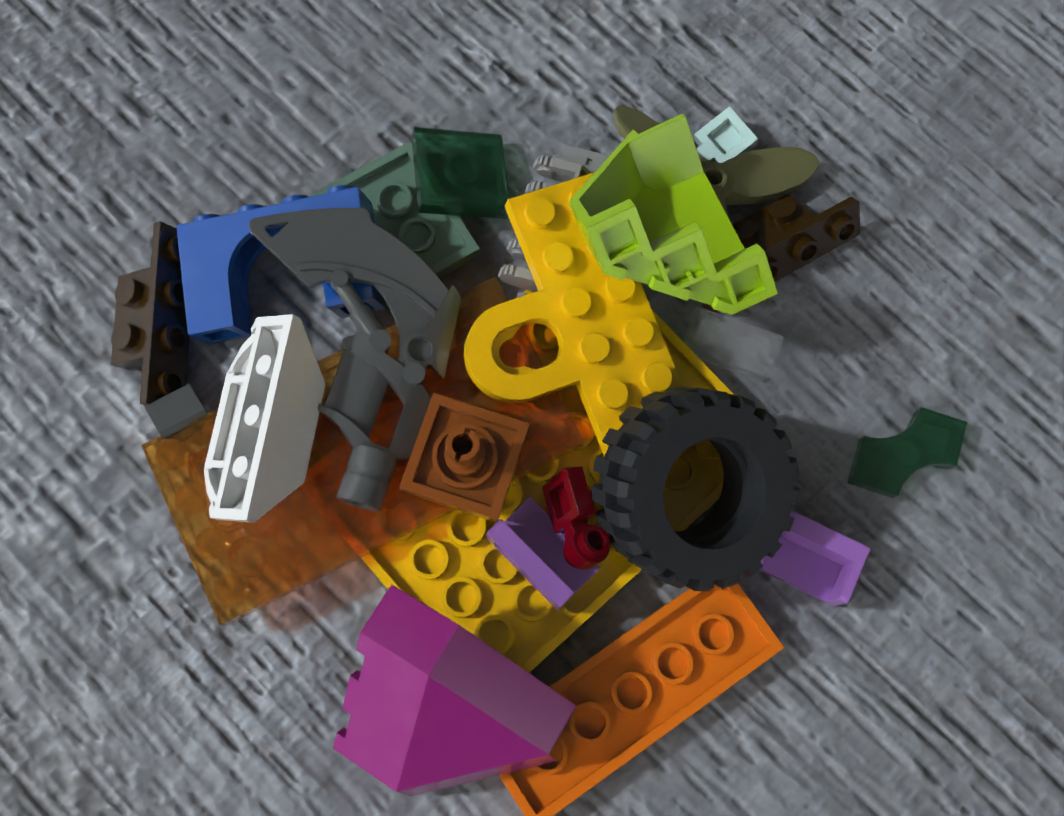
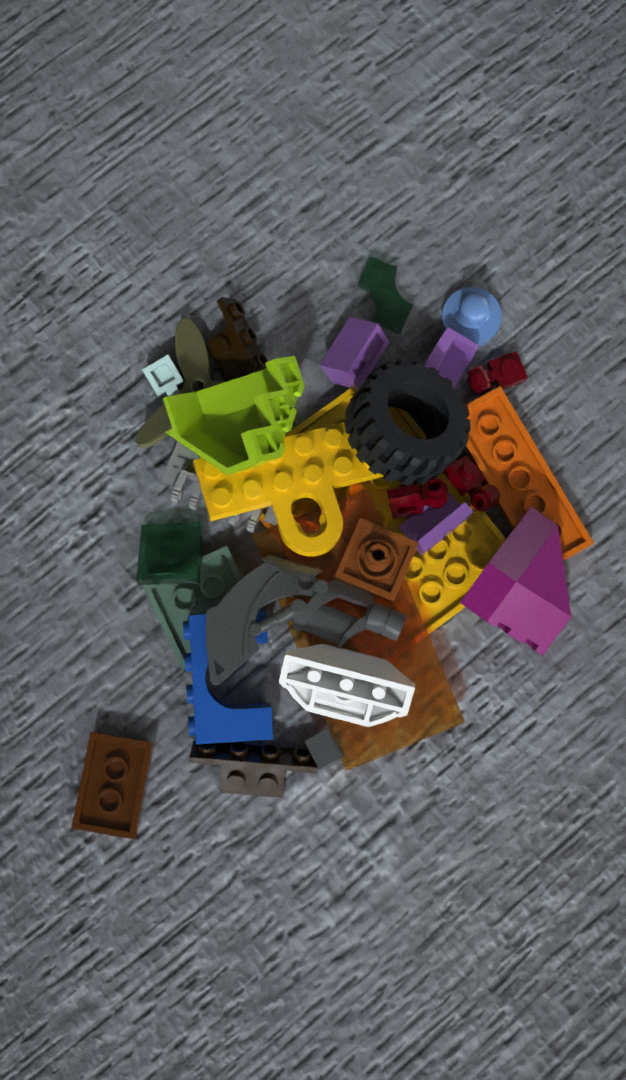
camera: 80 degrees left, 5 degrees up
(127, 134) = (113, 785): none -> reddish brown plate
(621, 602) = (468, 479): none -> dark red plate
(806, 405) = (354, 353): none -> medium lavender panel
(811, 655) = (503, 371): none -> dark red plate
(898, 595) = (472, 314): none -> medium blue plate

